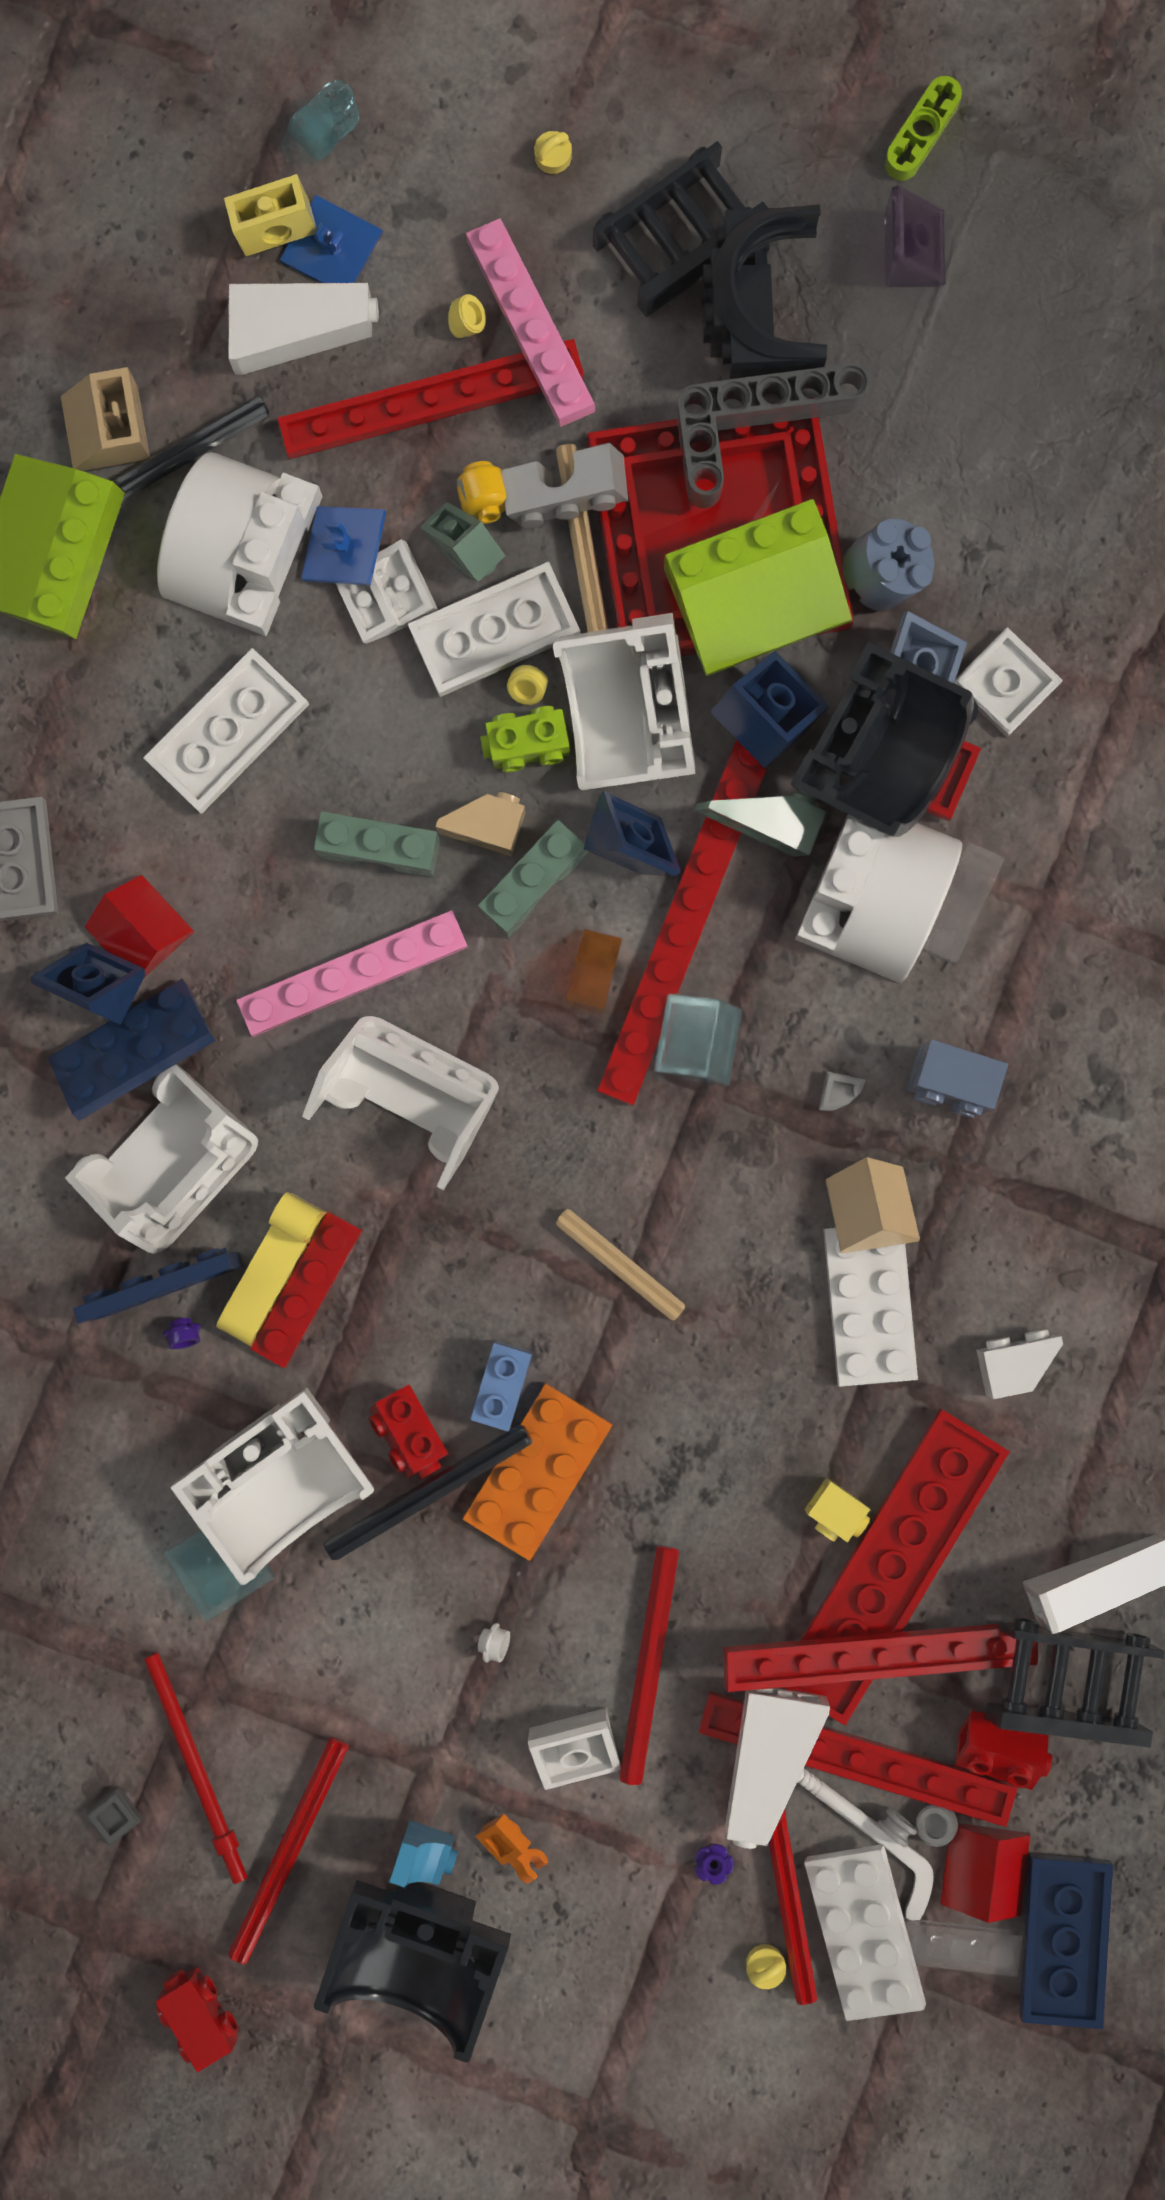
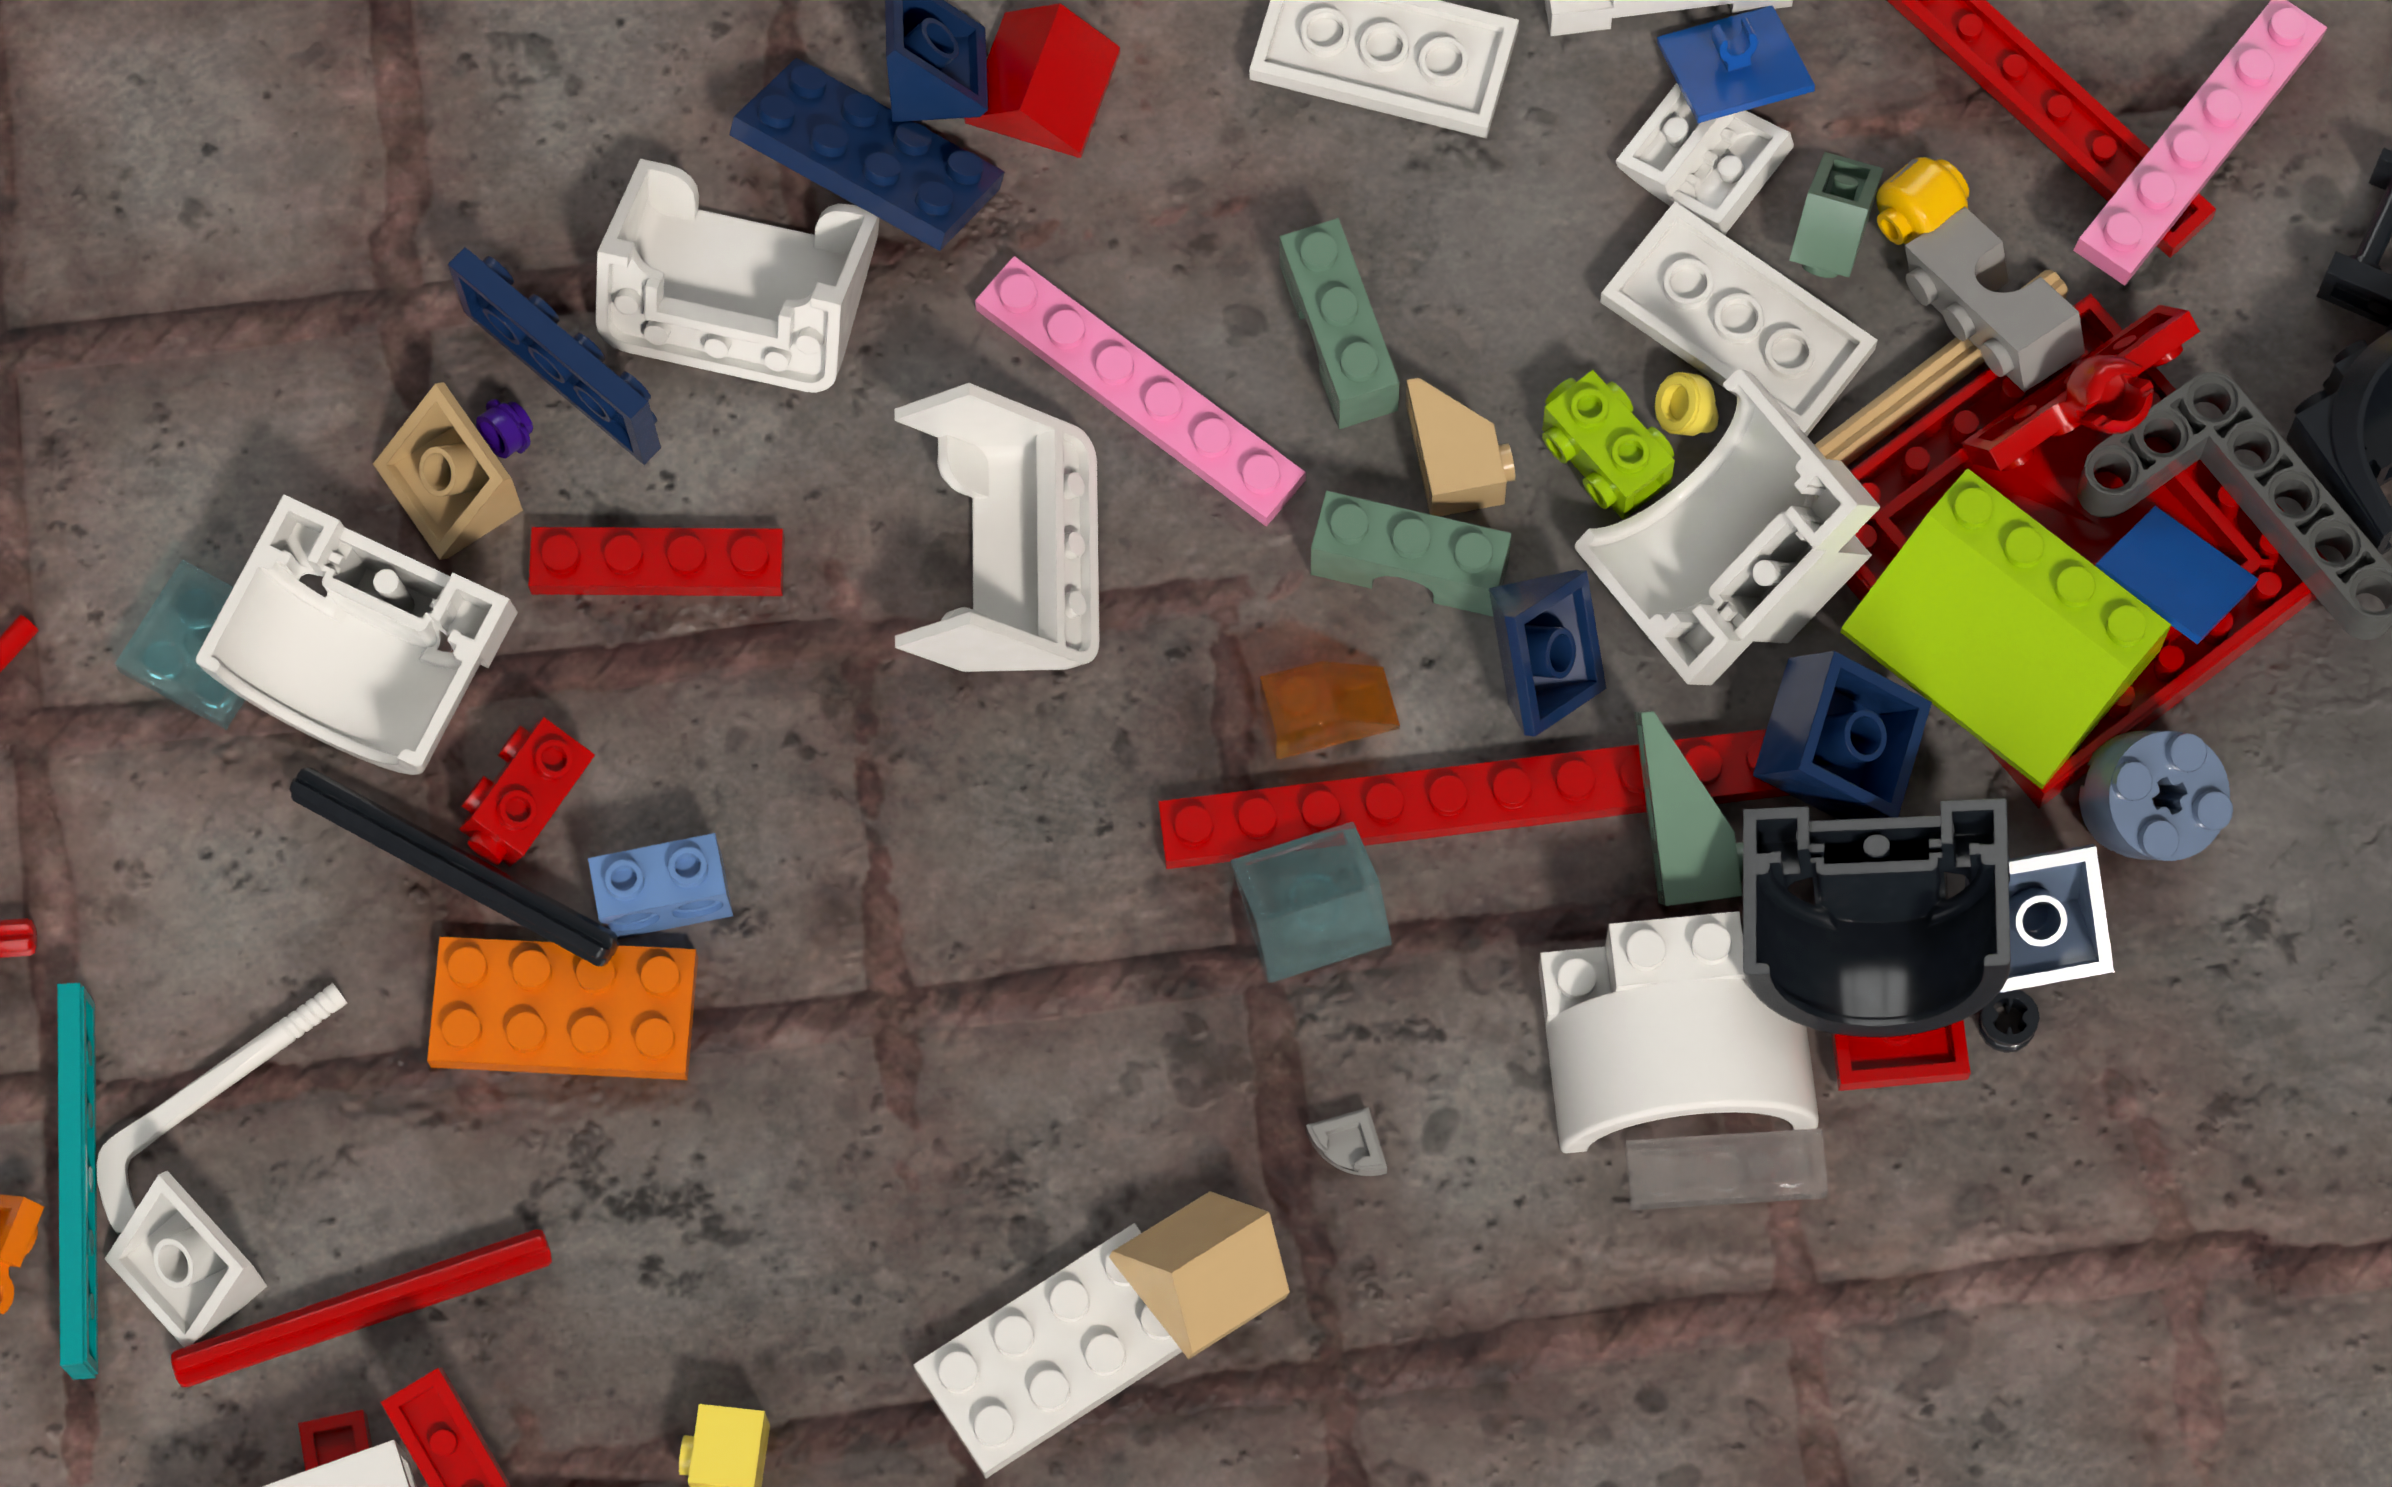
camera: 60 degrees right, 15 degrees down
(194, 1381) = (447, 475): none -> tan slope
(273, 1264) = (665, 492): light yellow beam -> none
(466, 316) = (2160, 55): light yellow tile -> none
(487, 1753) = (126, 1144): none -> white piece
(494, 1643) = (282, 1074): white plate -> none
(496, 1786) = (77, 1182): none -> teal tile
(620, 1264) = (924, 966): tan axle -> none
(650, 462) = (2094, 392): none -> red plate
(778, 480) = (2177, 574): none -> blue piece
(956, 1078) = (1458, 1281): sand blue brick -> none
(1008, 682) = (2094, 1067): white tile -> none

